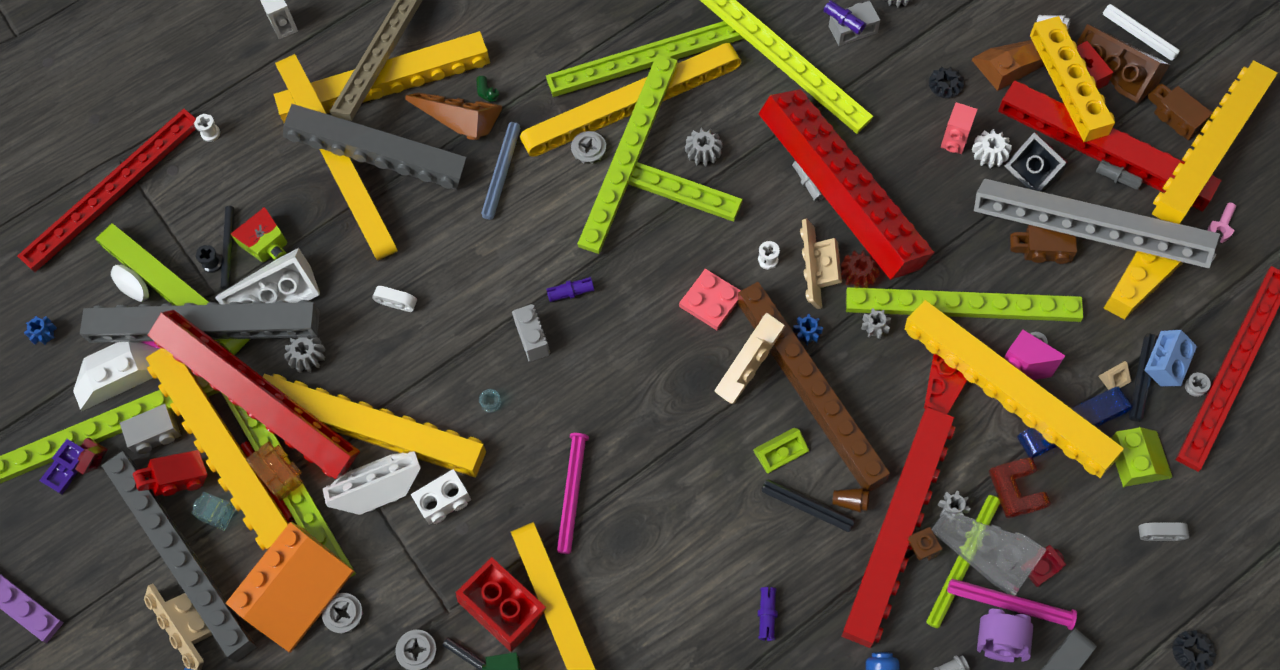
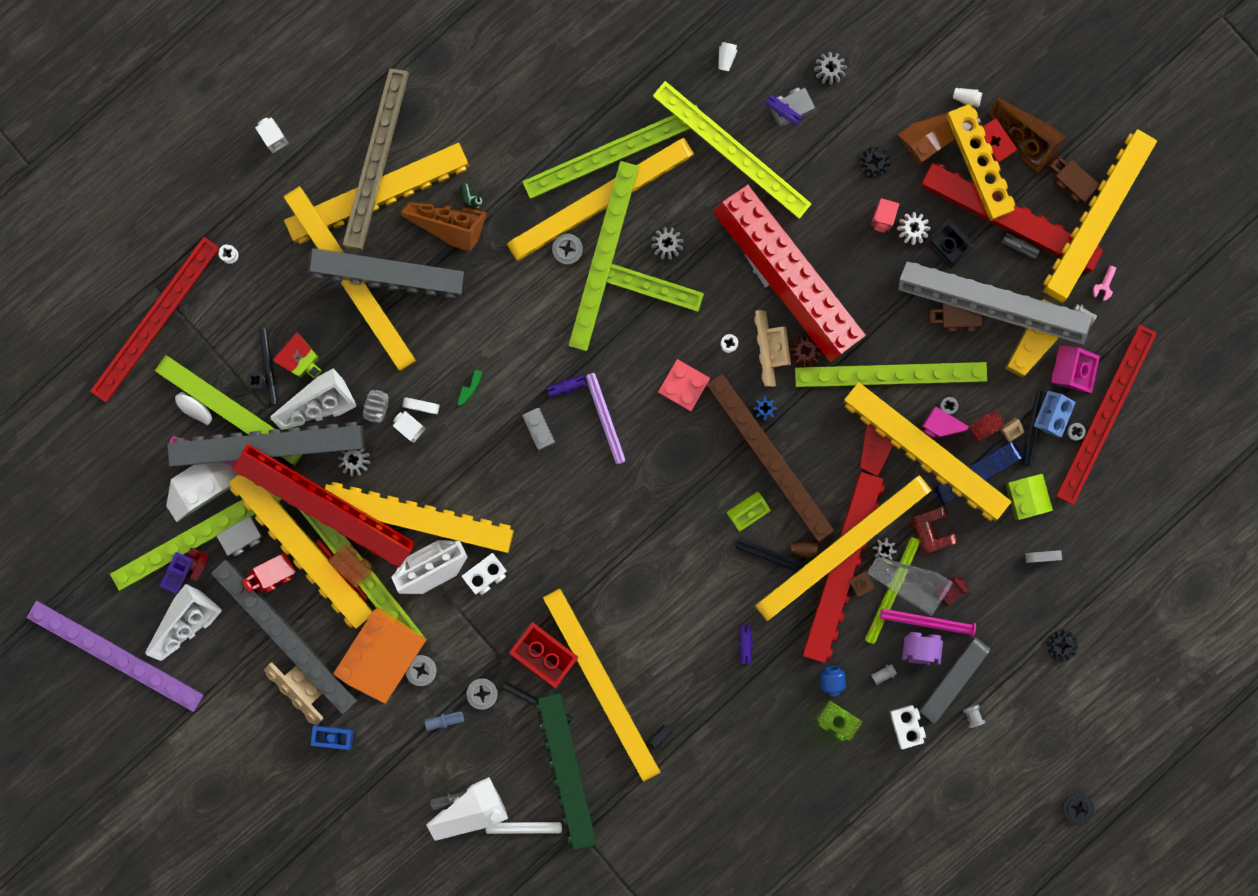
camera: 10 degrees left, 20 degrees up
(40, 330) = (127, 451): blue gear -> none
(62, 521) = (185, 616): none -> white wedge
(213, 511) = (304, 599): clear light blue brick -> none
(340, 292) = (375, 406): none -> light grey gear
(375, 316) = (408, 426): none -> white brick
(451, 287) = (467, 393): none -> green slope
(497, 400) = (518, 488): clear light blue bush -> none
(500, 171) = (493, 279): sand blue axle -> none
(571, 492) = (586, 565): dark pink axle -> none
(613, 330) = (605, 418): none -> lavender axle
(750, 358) = (720, 441): bracket -> none
(870, 320) = (825, 397): light grey gear -> none
(899, 495) = (843, 548): none -> yellow beam
(1085, 364) = (987, 425): none -> clear red gear
(1141, 32) = (1044, 98): white axle -> none
(1193, 309) = (1075, 368): none -> dark pink slope

